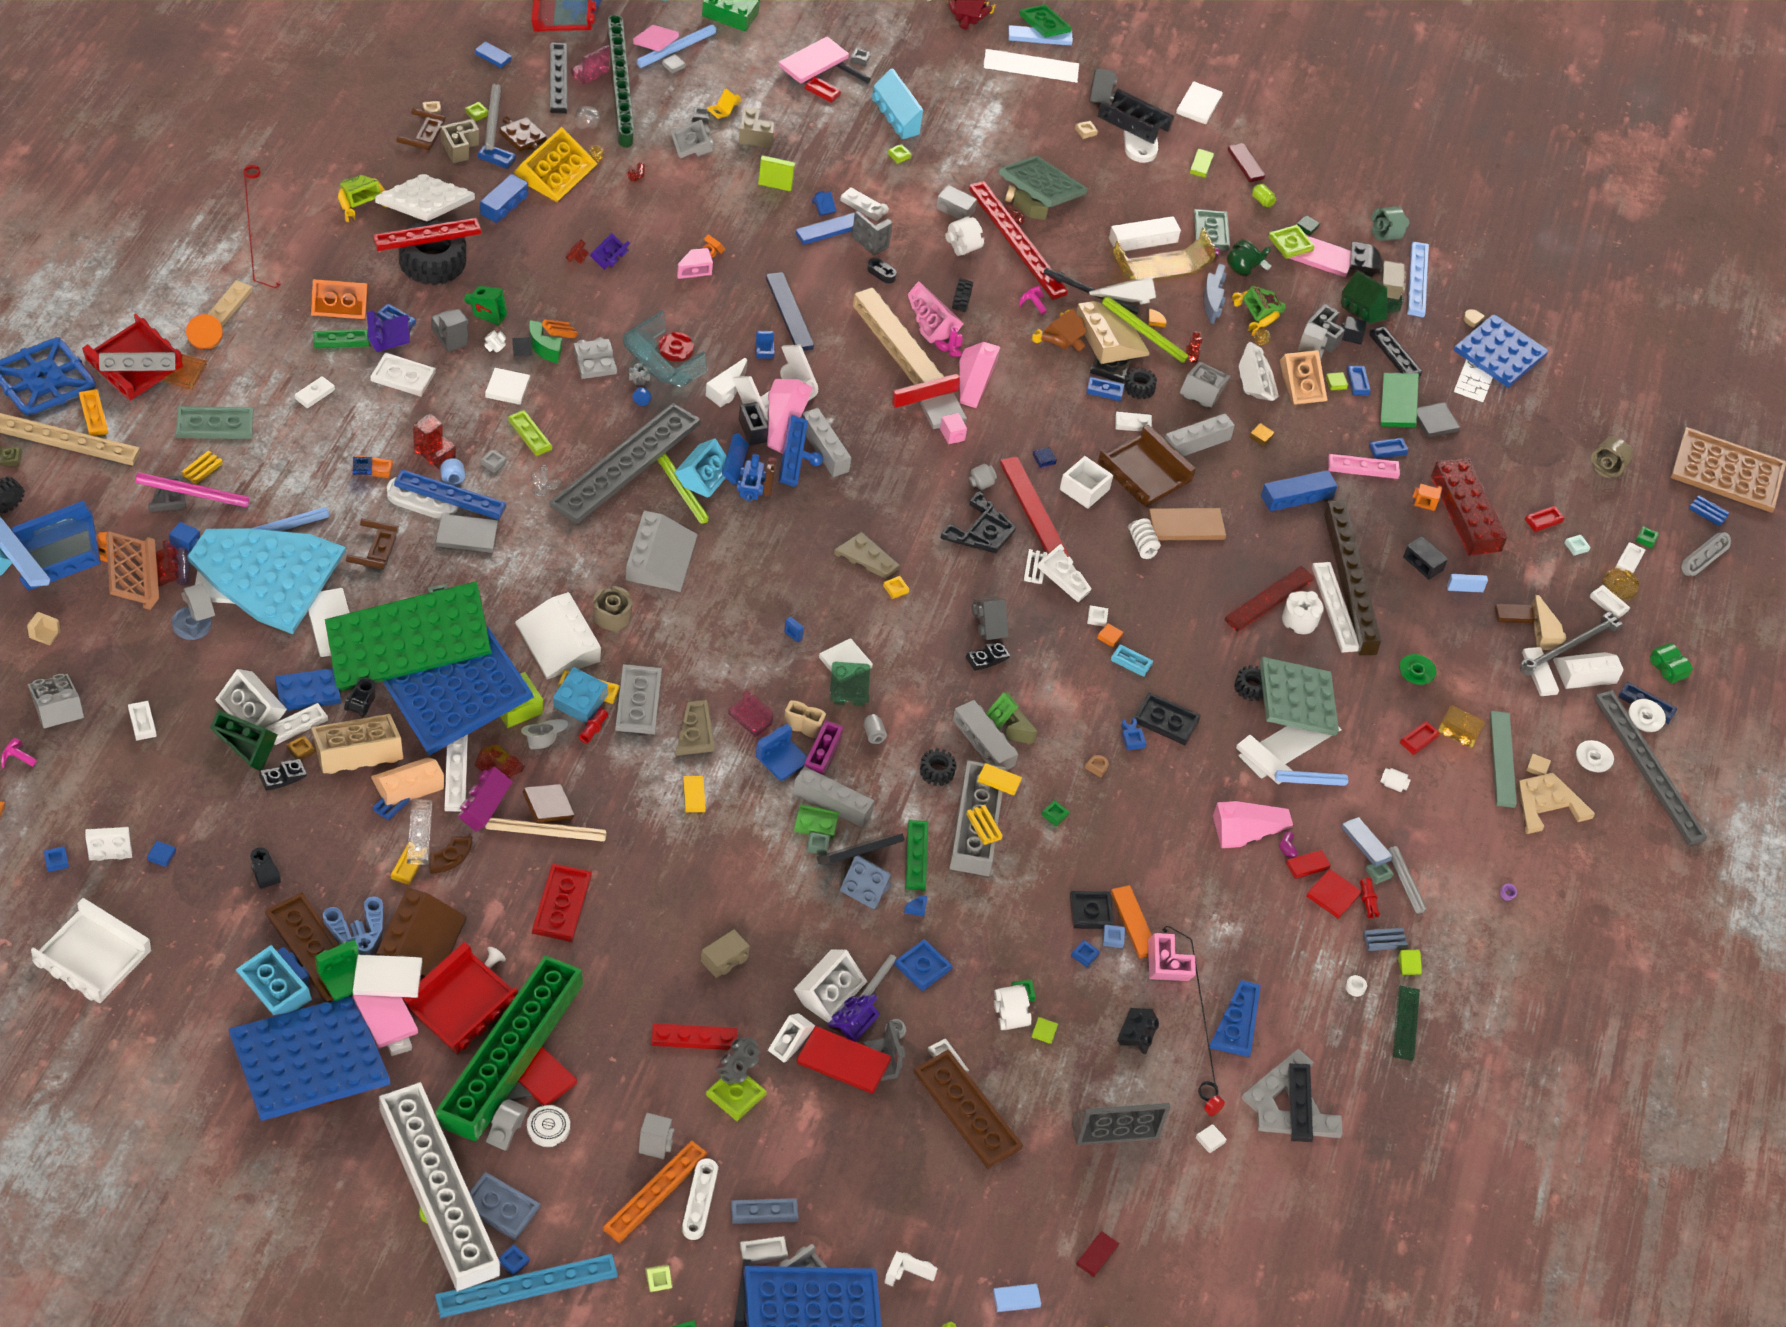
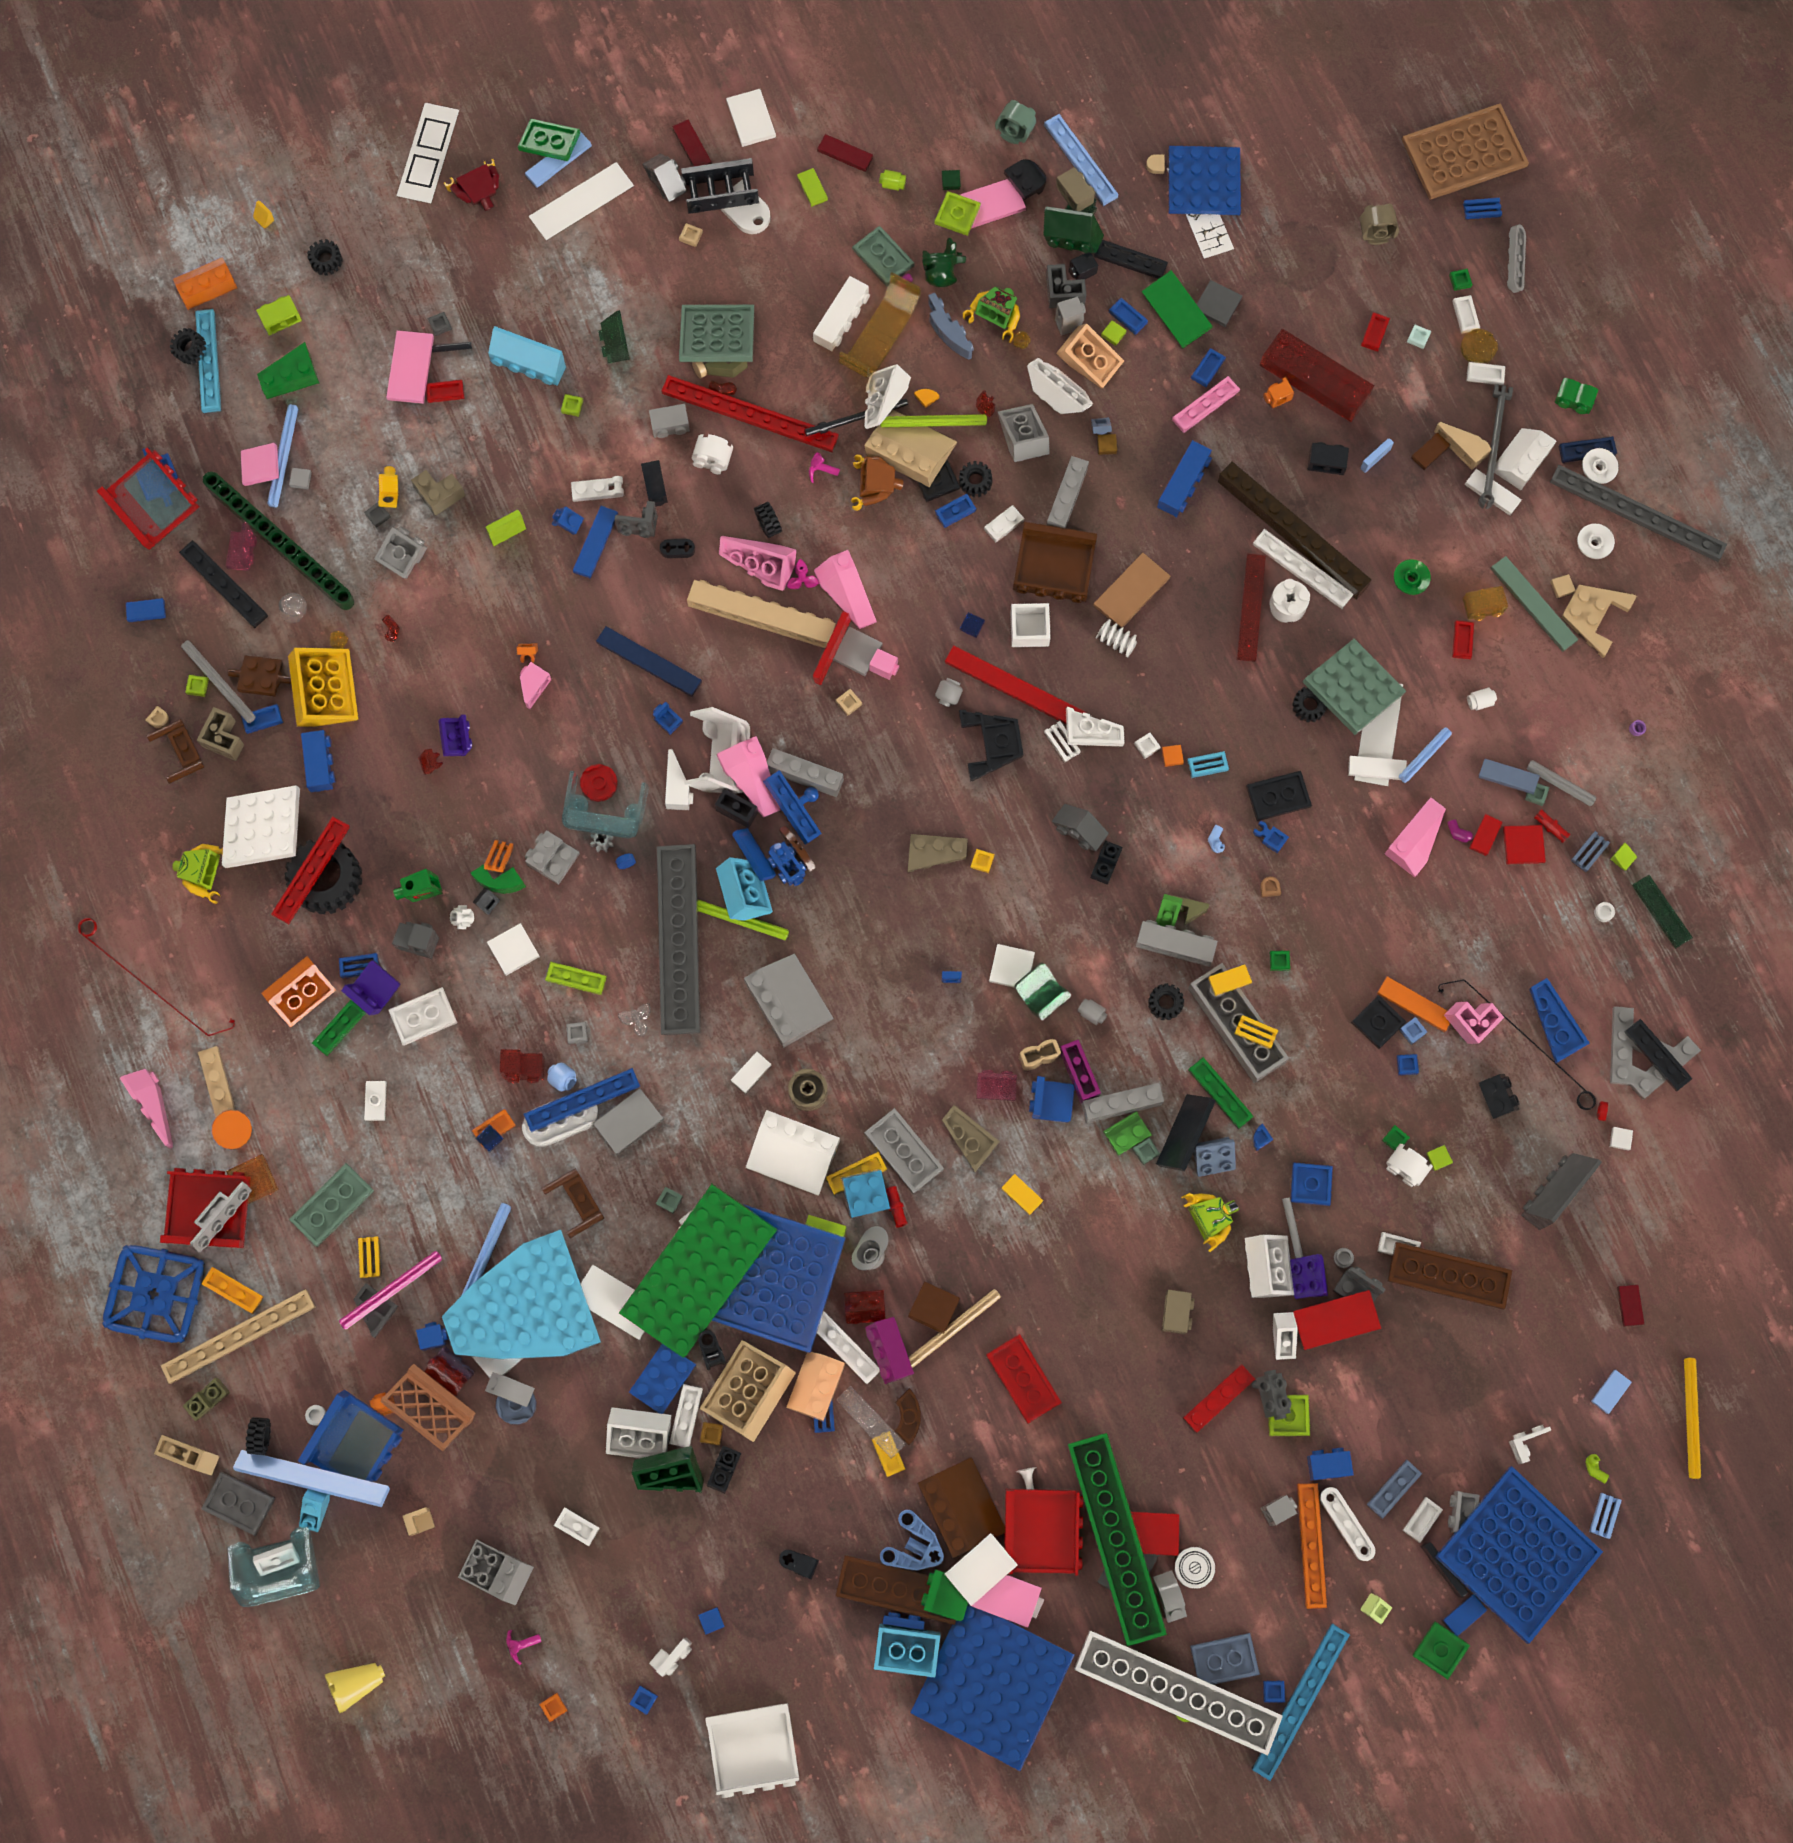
camera: 35 degrees left, 25 degrees up
(173, 278) = (145, 1090): none -> bright pink wedge
(585, 573) = (751, 1072): none -> white tile
(730, 1148) = (1330, 1464): none -> blue brick
(820, 916) = (1211, 1216): none -> torso
(904, 432) = (848, 702): none -> tan tile
(906, 218) = (654, 482): none -> black slope
(969, 138) = (614, 338): none -> clear green slope
(1086, 705) = (1214, 841): none -> light blue arm
(1142, 85) = (691, 144): none -> dark red tile
(1268, 420) = (1101, 426): none -> sand blue plate

